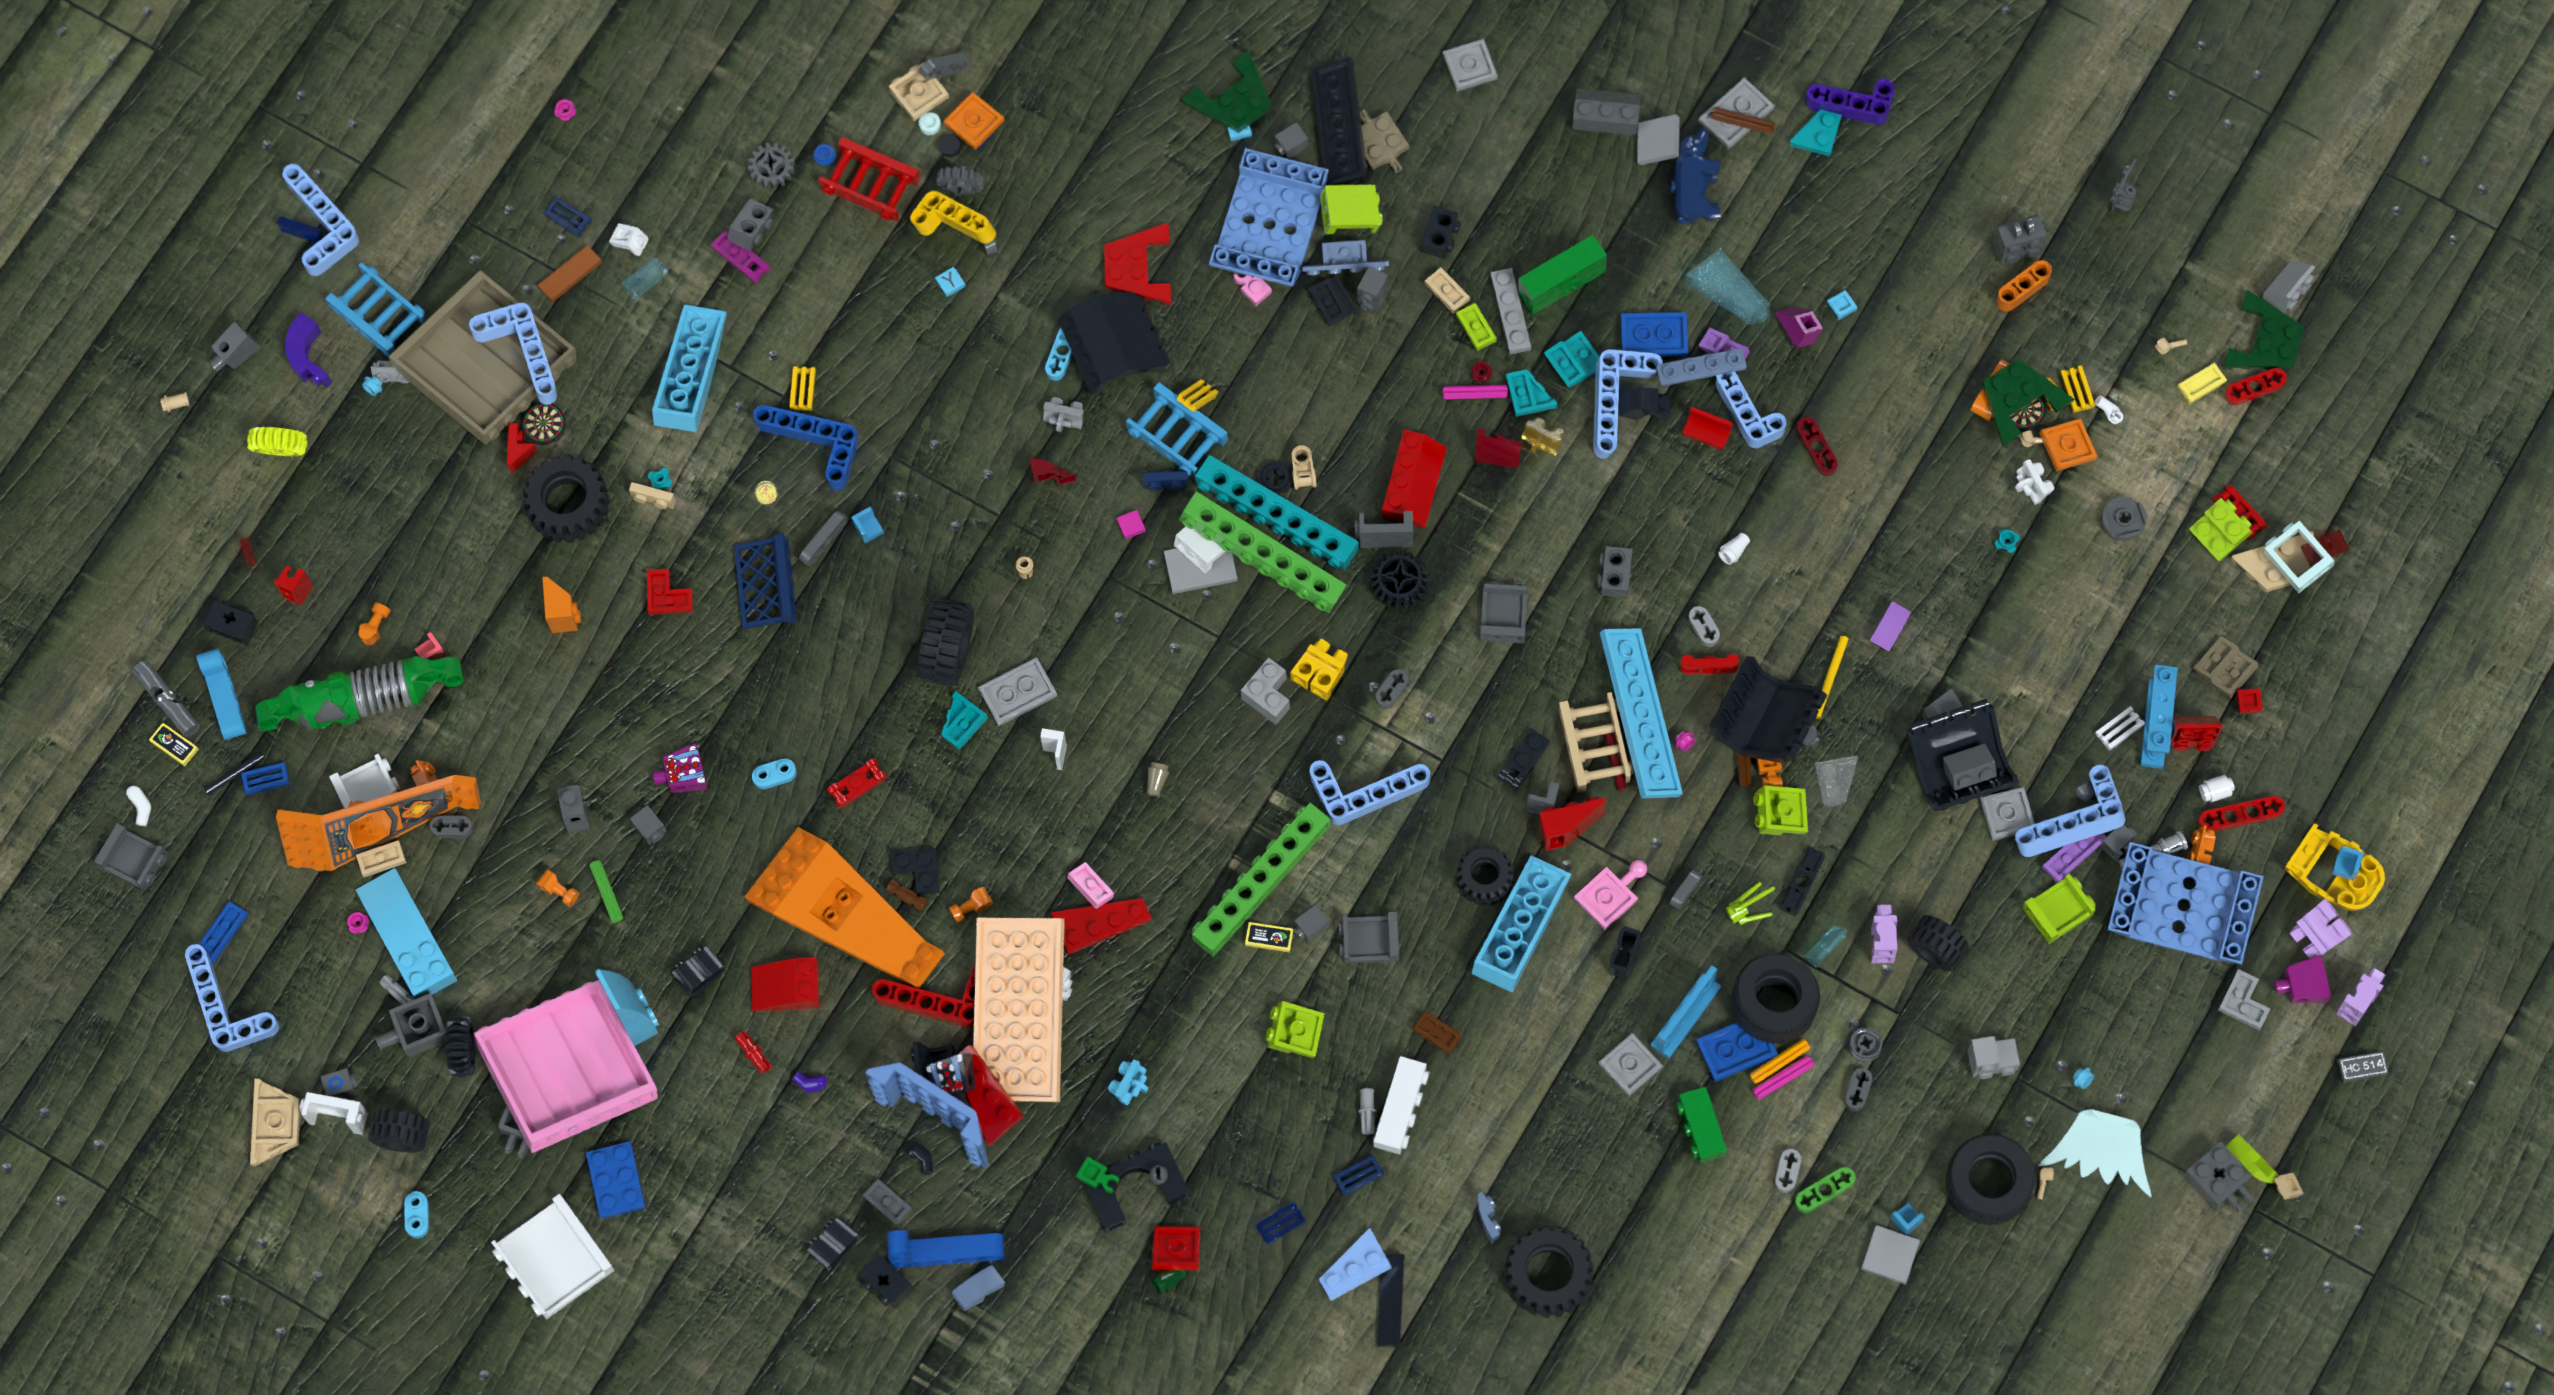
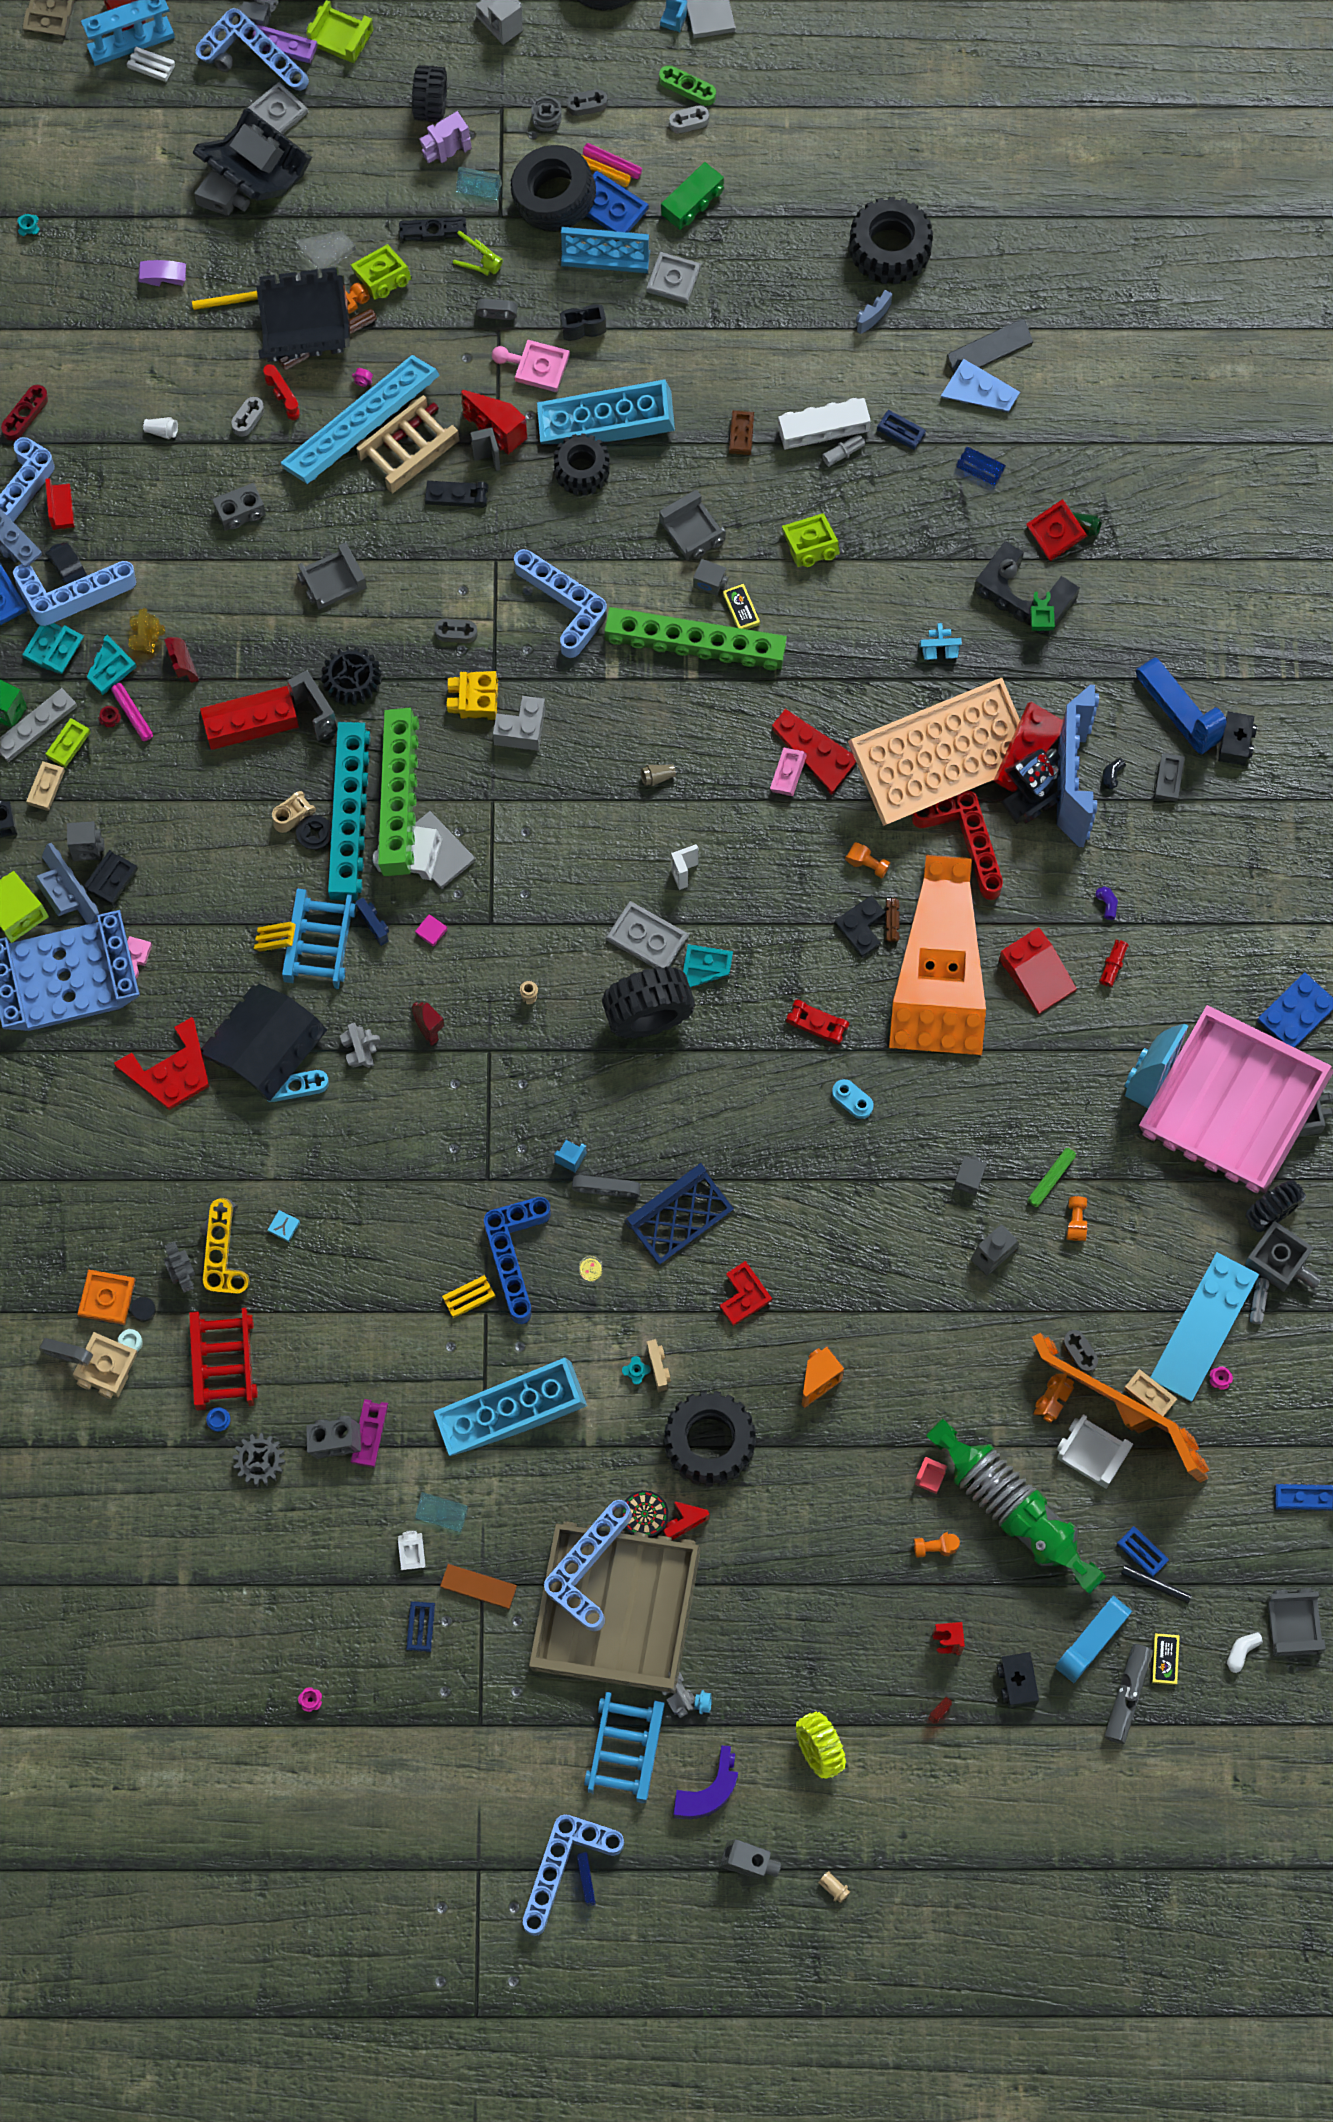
camera: 125 degrees left, 0 degrees up
(682, 771) = (901, 1176): torso -> none
(698, 970) = (1073, 1051): black brick -> none
(833, 1243) = (1233, 799): black brick -> none
(977, 1287) = (1193, 663): sand blue slope -> none

